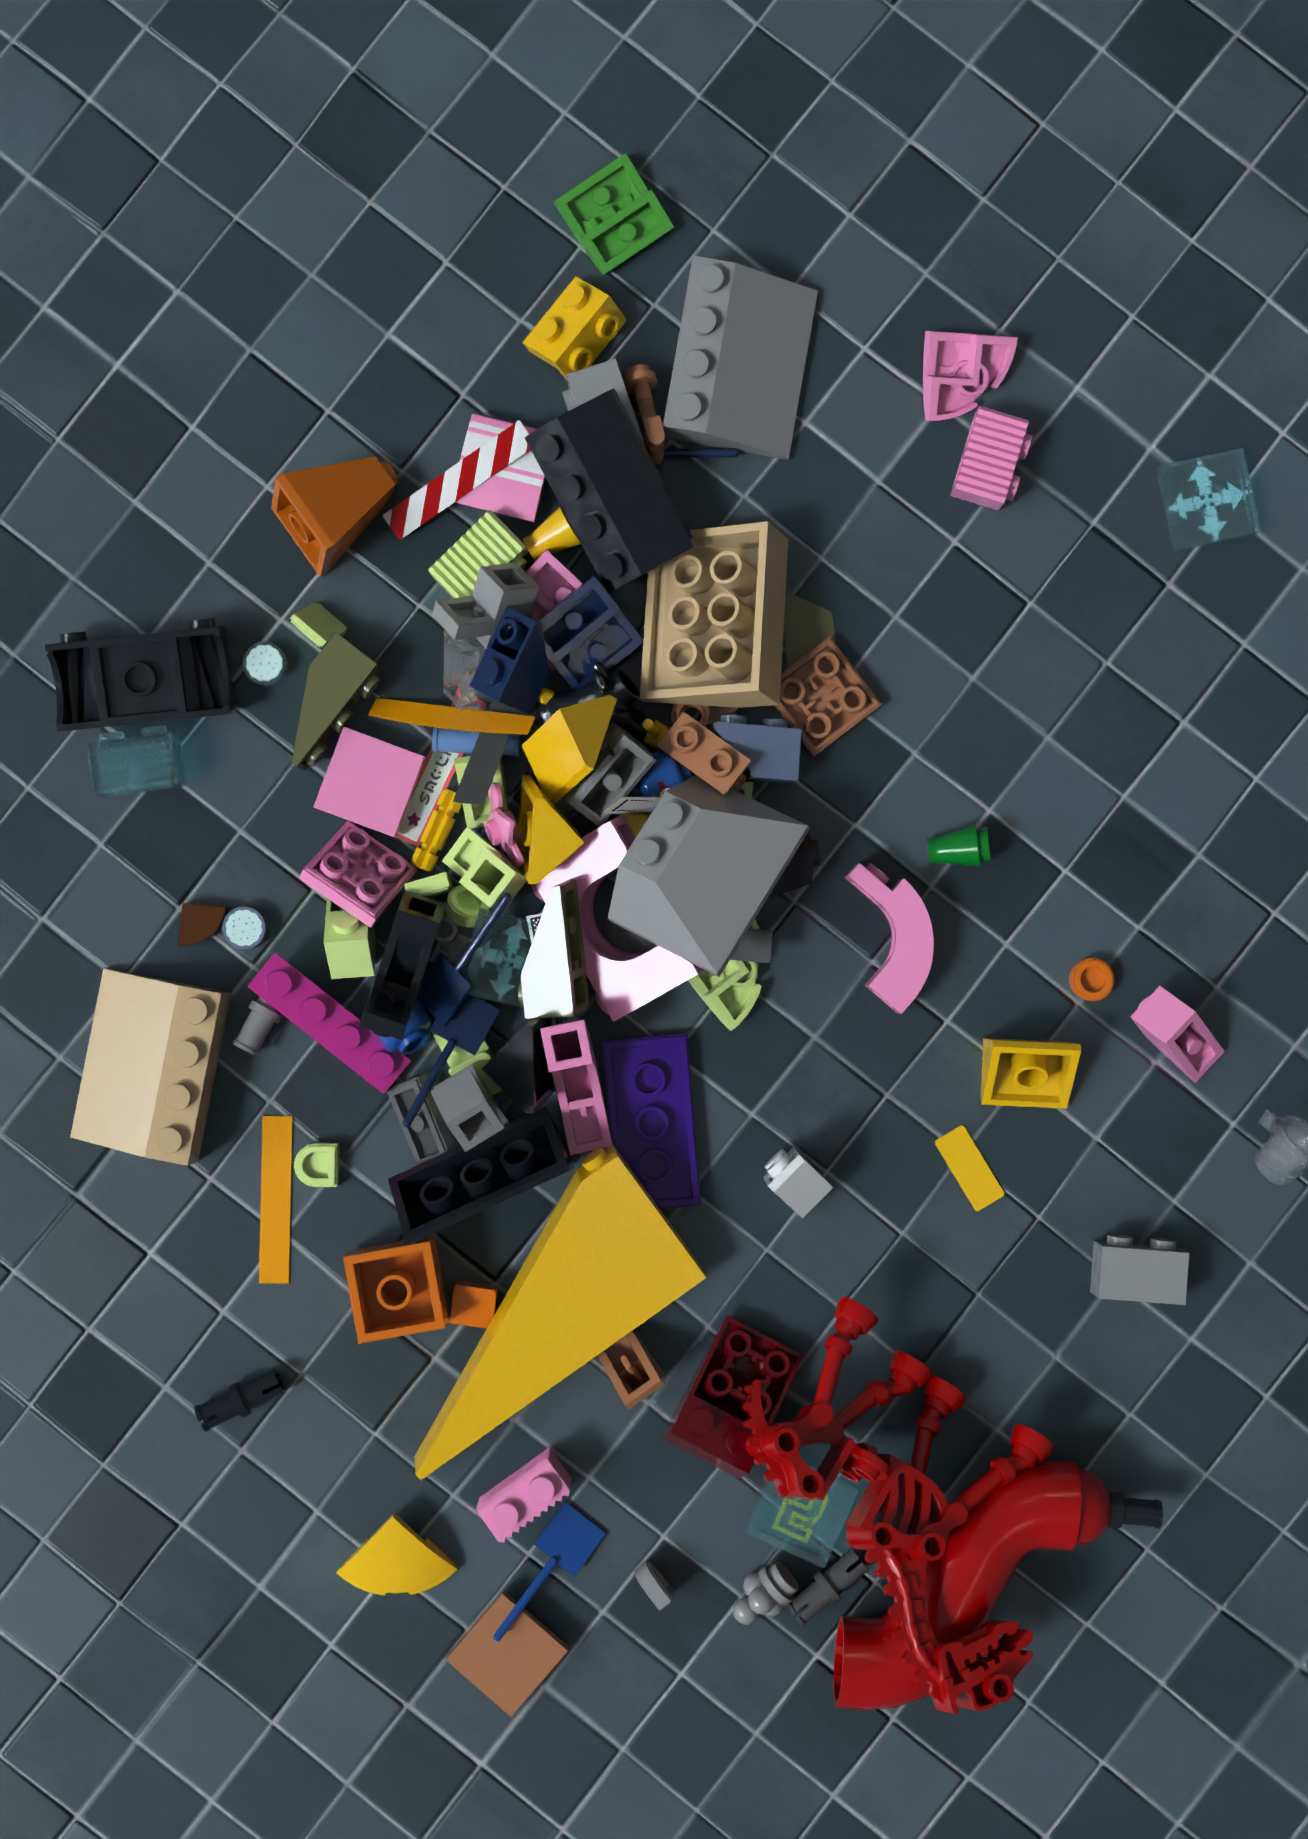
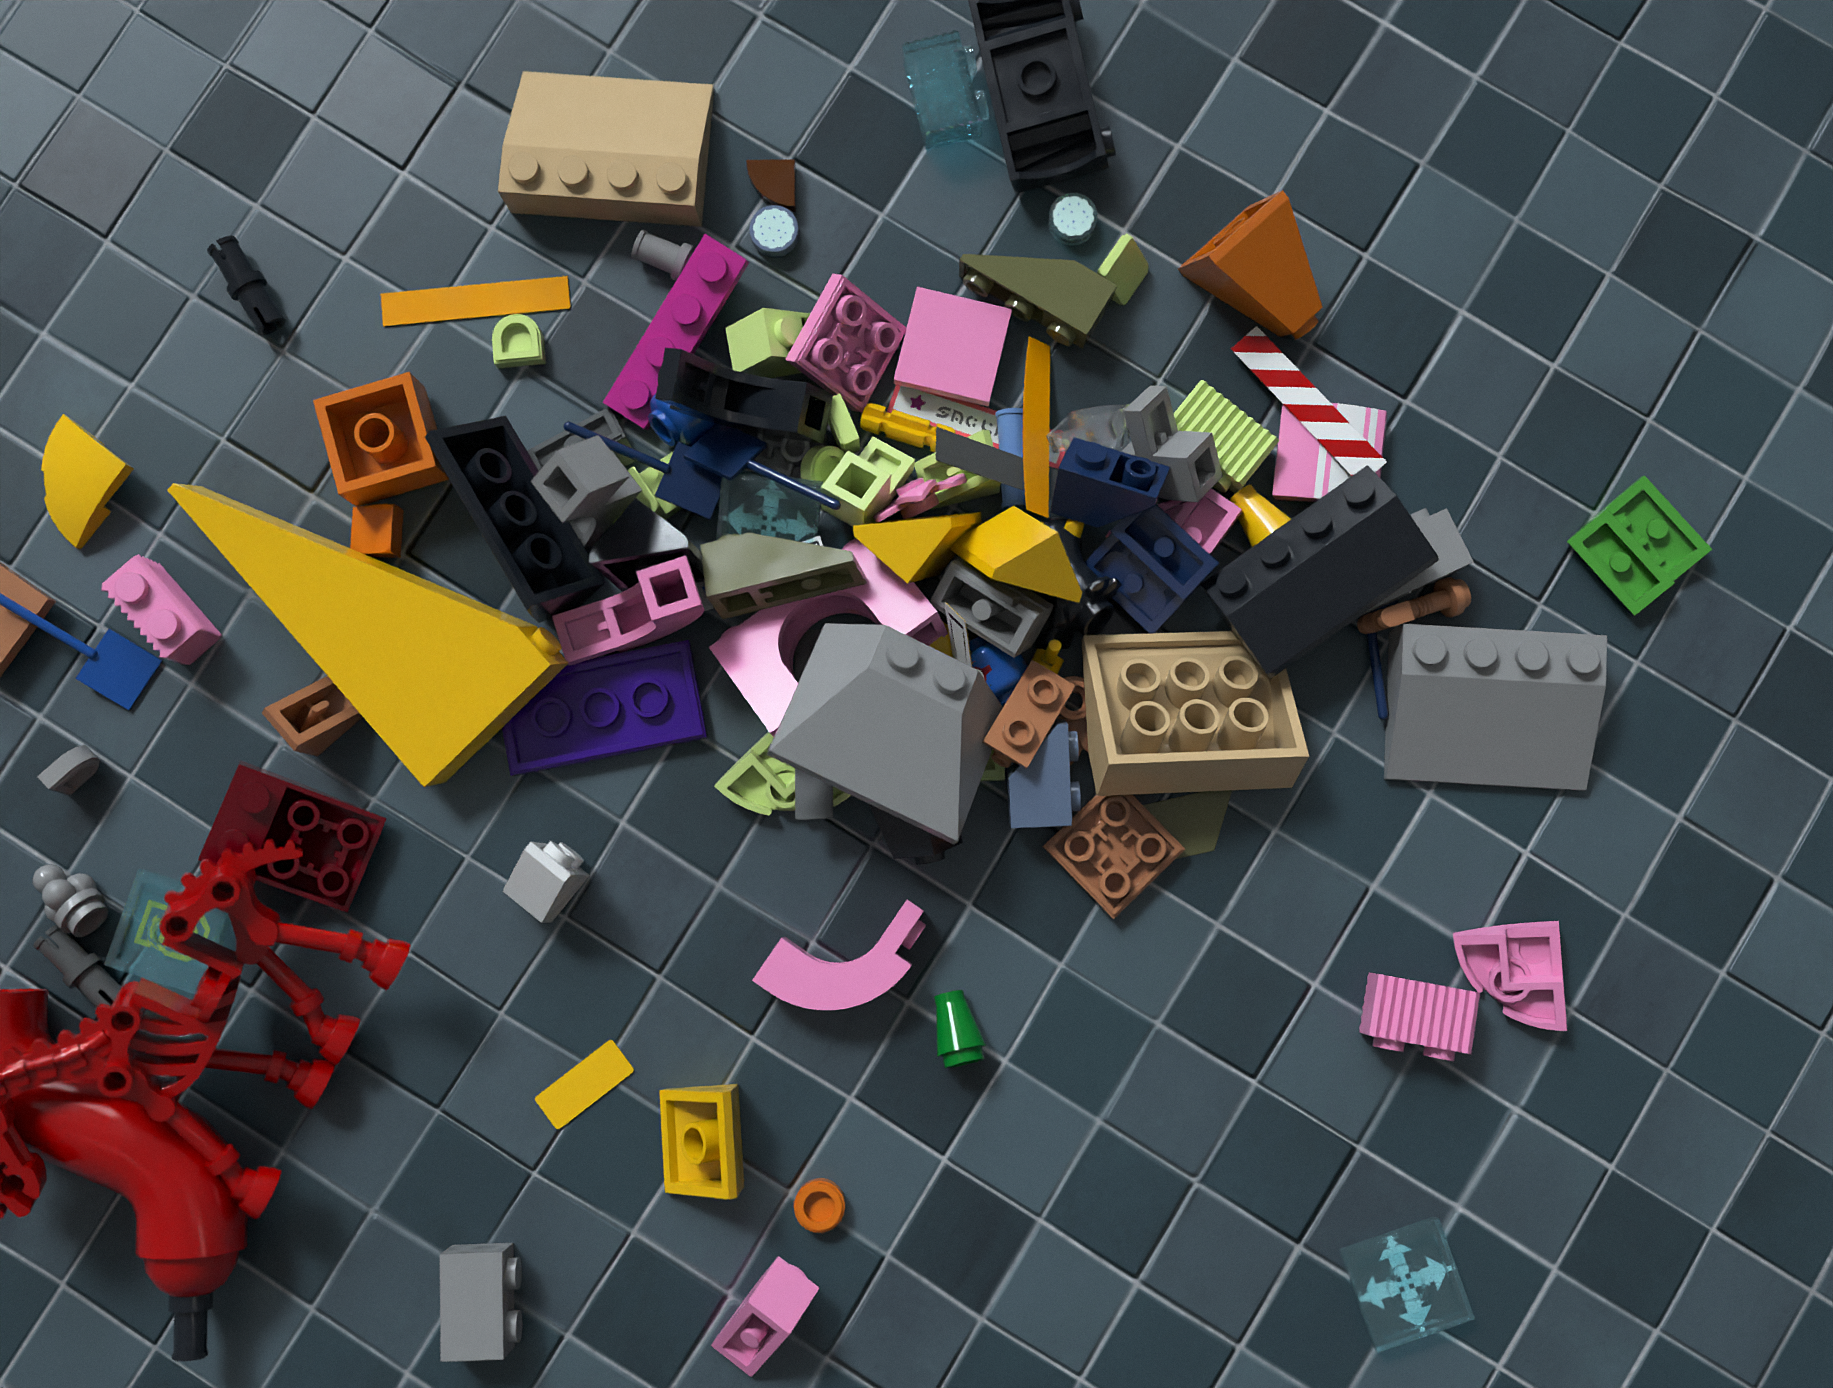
camera: 90 degrees right, 5 degrees down
(575, 328) = (1501, 517): yellow bracket -> none

